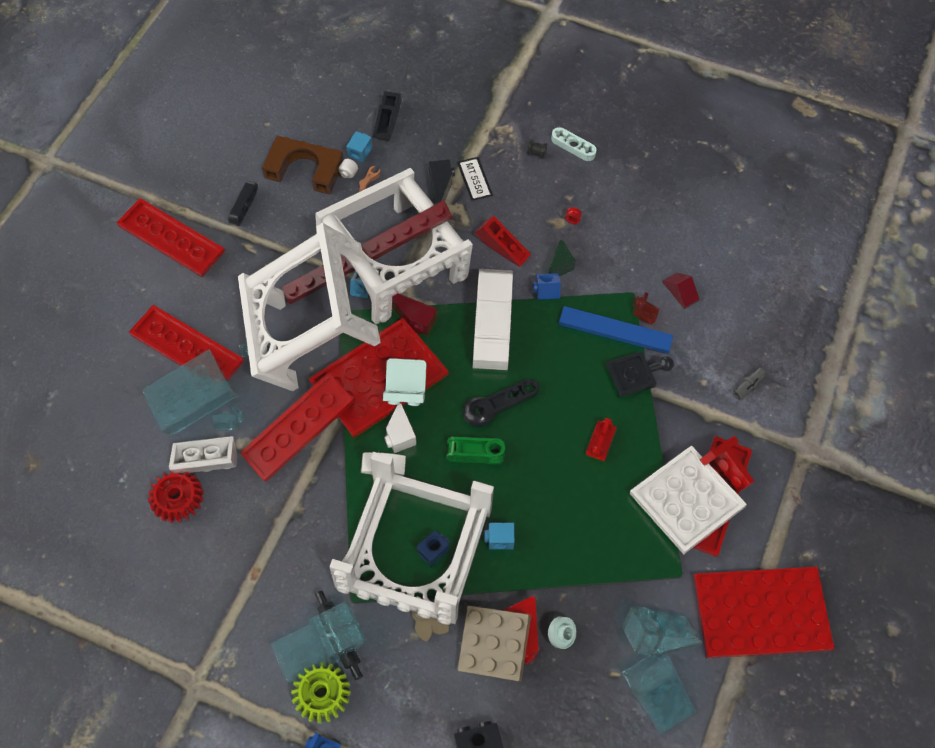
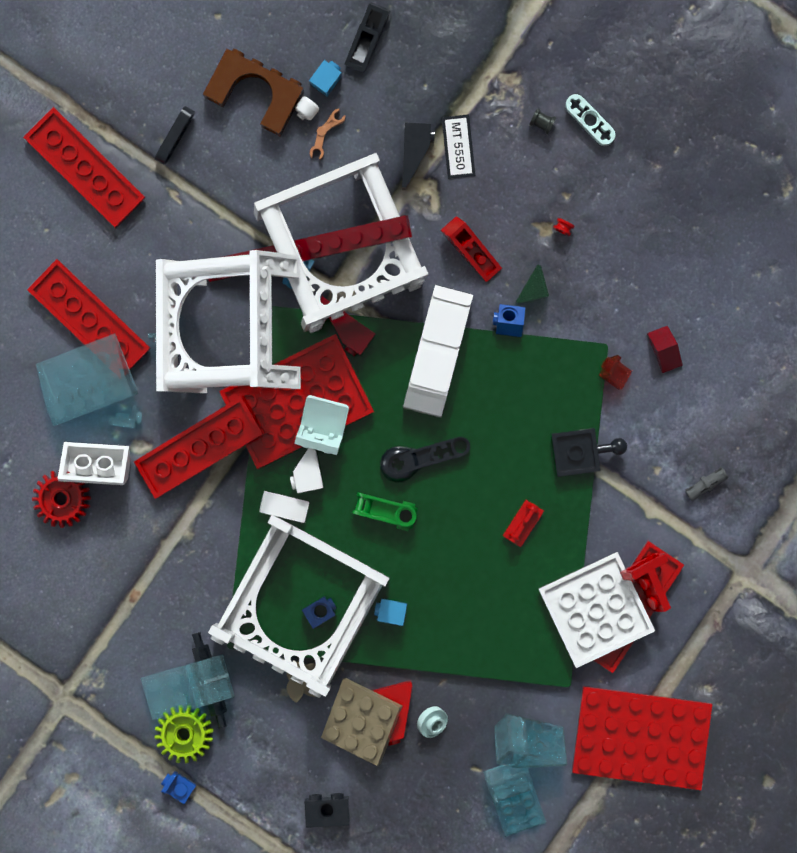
camera: 15 degrees right, 25 degrees up
(616, 330) = (574, 391): blue tile -> none

